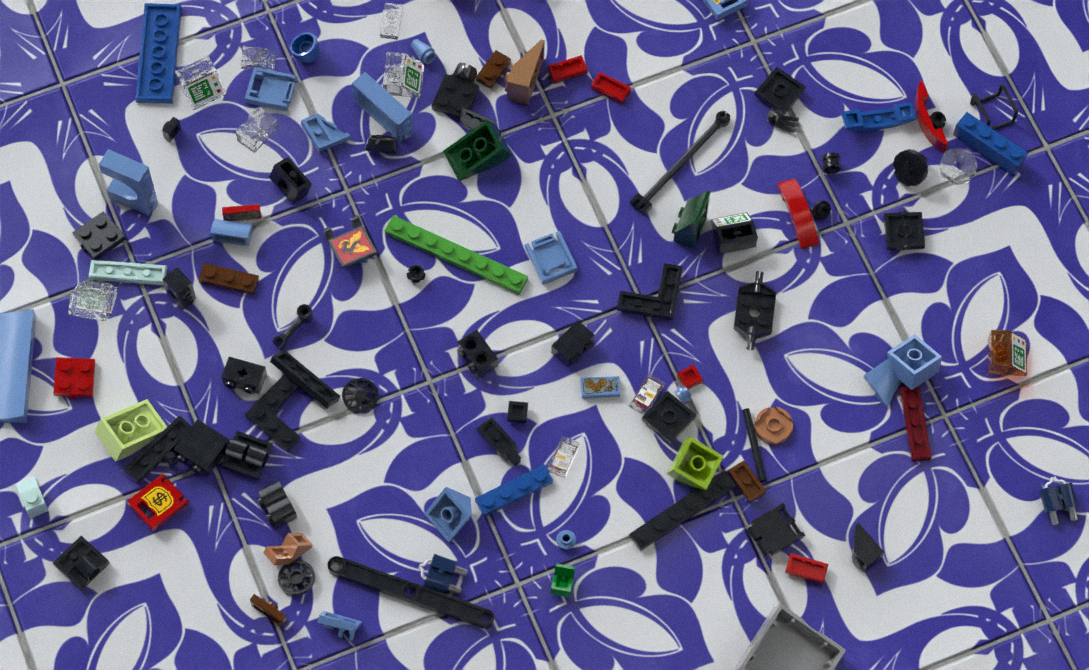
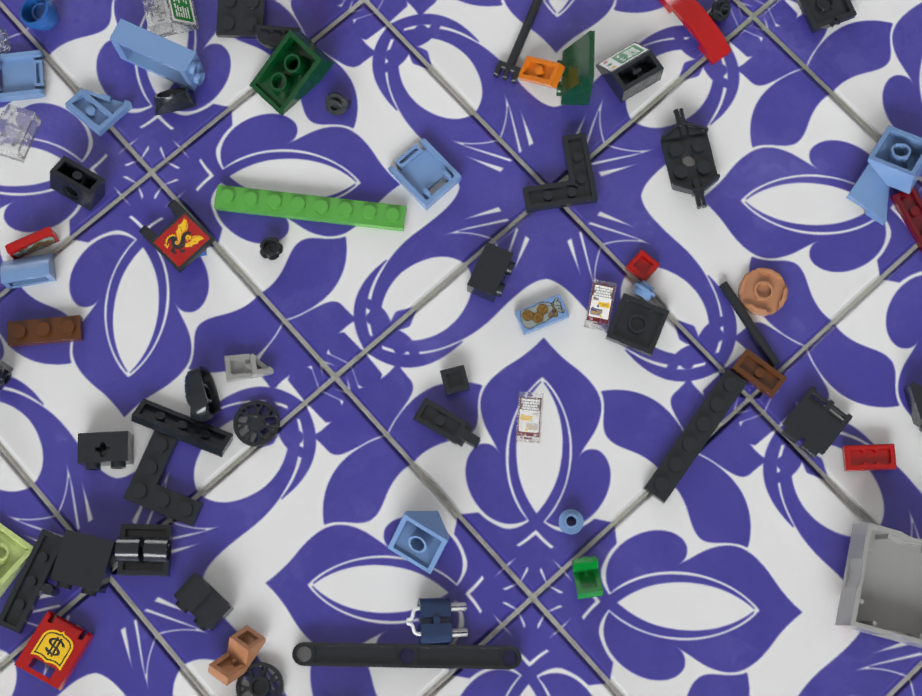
camera: 15 degrees left, 10 degrees up
(301, 311) = (147, 345): black brick -> none
(327, 360) = (201, 394): none -> black piece
(366, 352) = (245, 367): none -> light grey slope
(481, 352) = (384, 320): black brick -> none
(503, 185) = (337, 103): none -> black plate
(513, 490) = (485, 480): blue plate -> none
(665, 211) = (541, 72): none -> orange plate
(695, 464) = (691, 374): lime slope -> none

